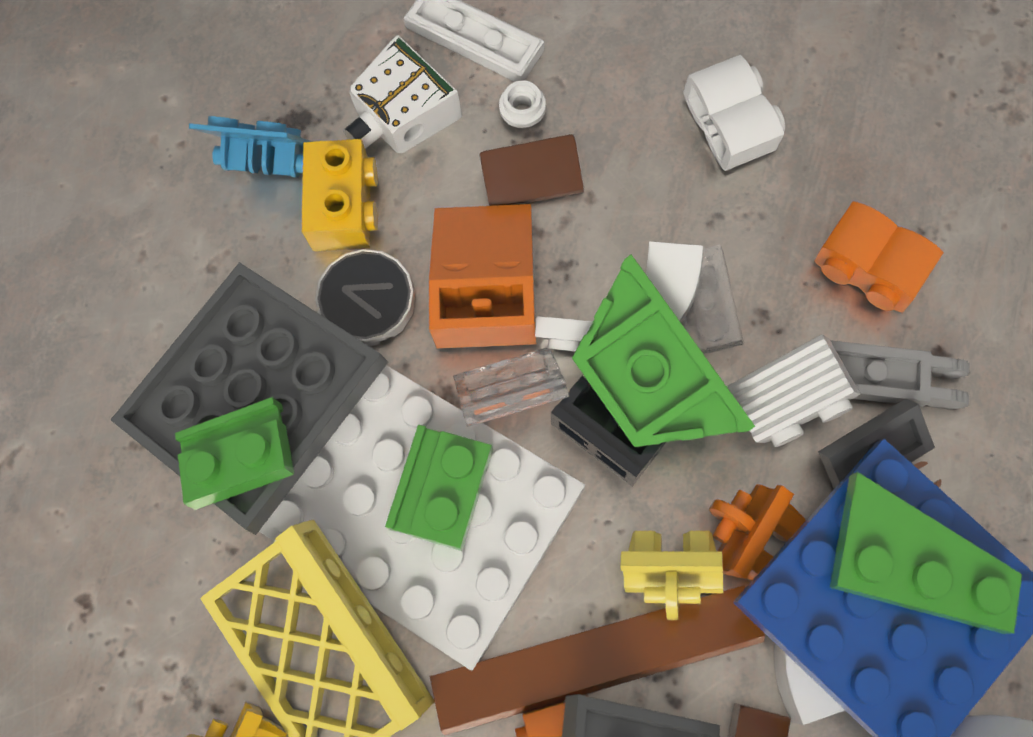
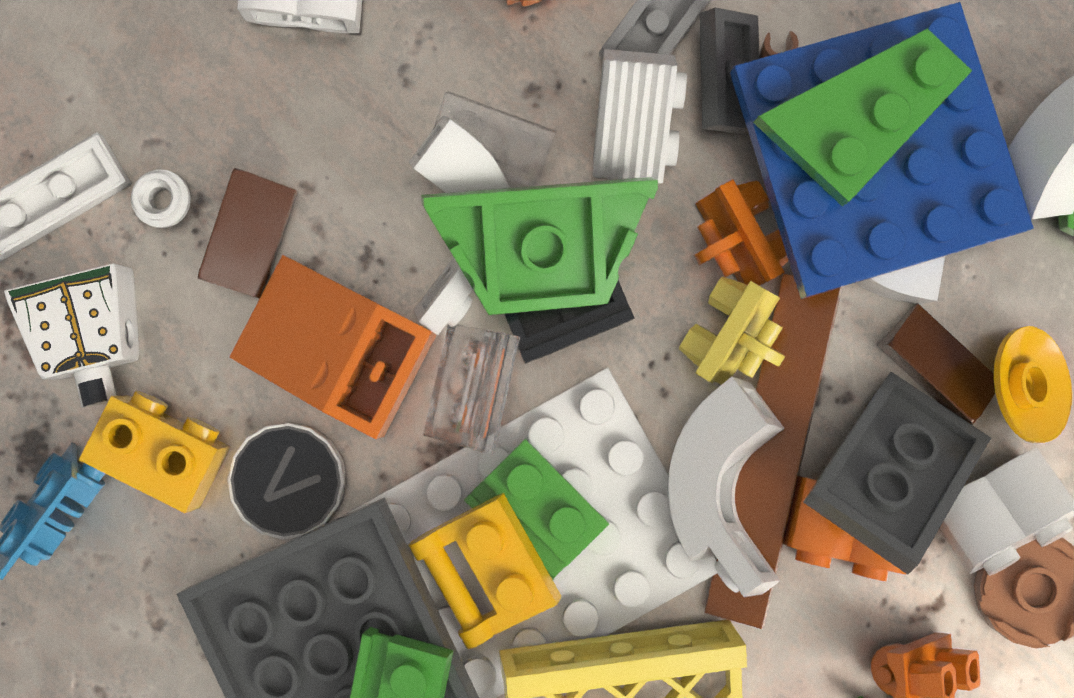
camera: 70 degrees left, 15 degrees up
(384, 478) = (502, 563): none -> yellow plate
(540, 610) = (704, 480): none -> white arch

